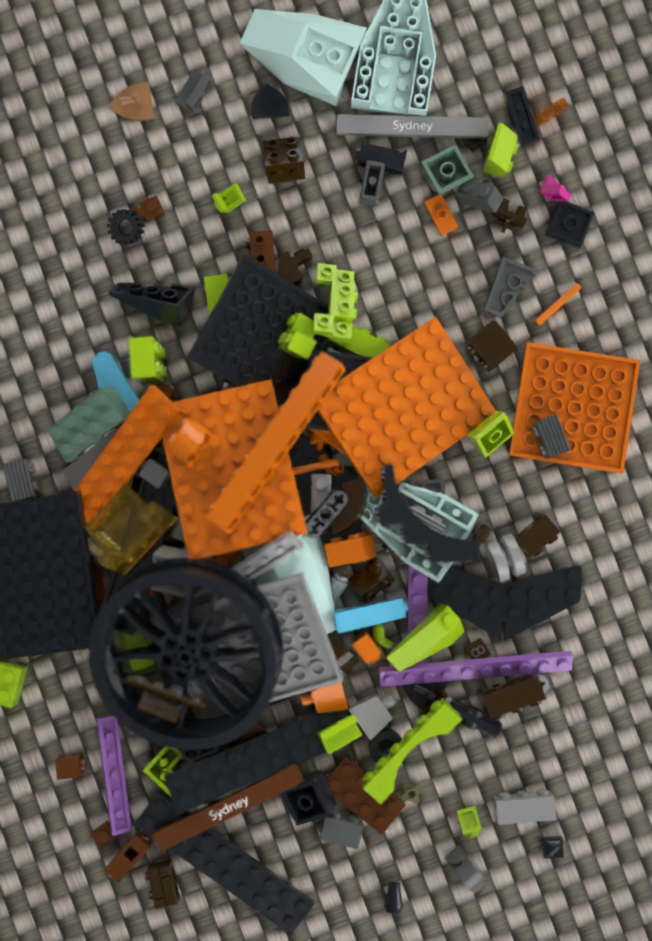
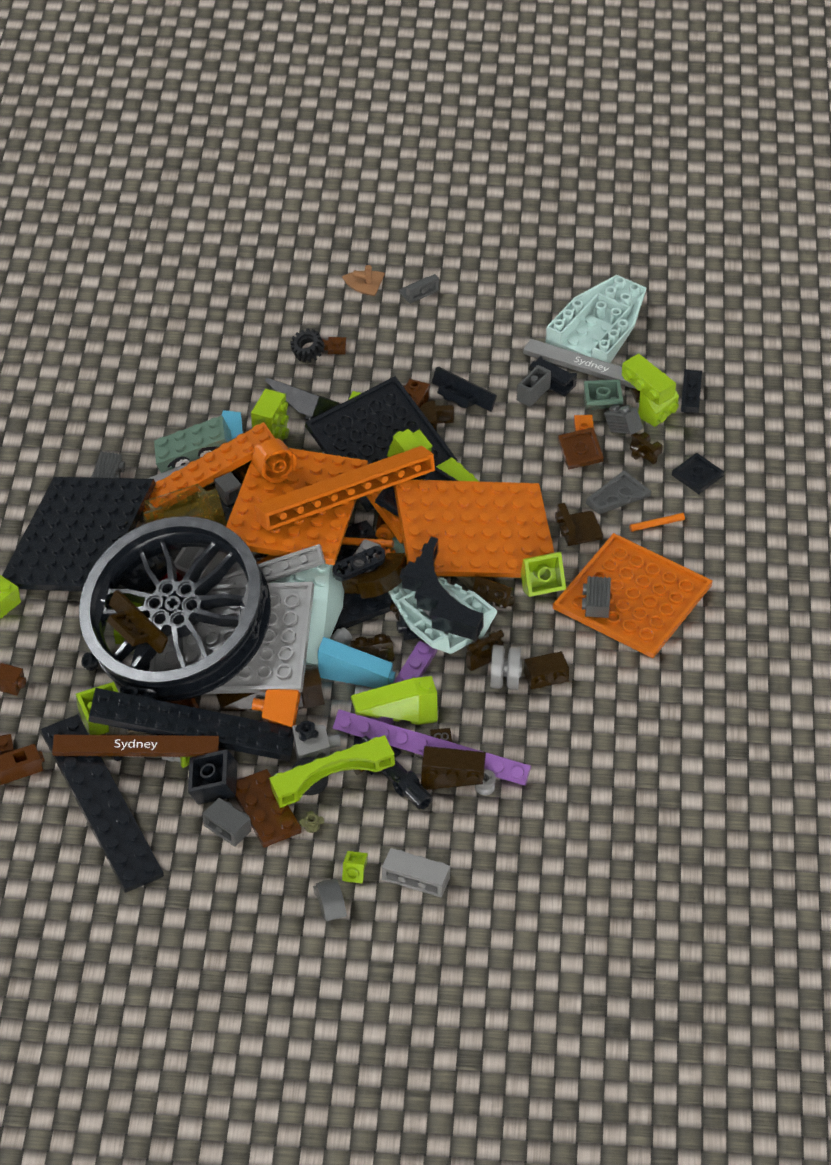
camera: 25 degrees right, 40 degrees down
(113, 775) = (43, 700): medium lavender plate -> none
(163, 884) = (31, 799): dark brown brick -> none
(229, 199) = (405, 359): lime bracket -> none
(269, 103) = (476, 310): black shield -> none
(284, 160) = (466, 351): dark brown bracket -> none
(303, 221) = (462, 391): none -> black bracket
(304, 50) = (525, 293): light aqua wedge -> none
(340, 734) = (273, 733): lime panel -> none
(341, 309) = (457, 446): lime bracket -> none
(352, 550) = (367, 608): orange brick -> none
(366, 647) = (337, 685): orange brick -> none
(370, 718) = (306, 726): none -> black plate
(379, 636) = (355, 687): lime arm -> none
(393, 898) = (242, 899): black cone -> none
(451, 246) = (580, 448): none -> reddish brown plate
(452, 471) = (493, 592): none -> dark brown bracket
(494, 146) = (648, 379): none -> lime brick
(515, 603) = (495, 717): black wing -> none
(551, 112) = (719, 395): clear orange beam -> none
(552, 847) = (426, 920): black tile -> none
(553, 190) = (693, 442): dark pink bracket -> none

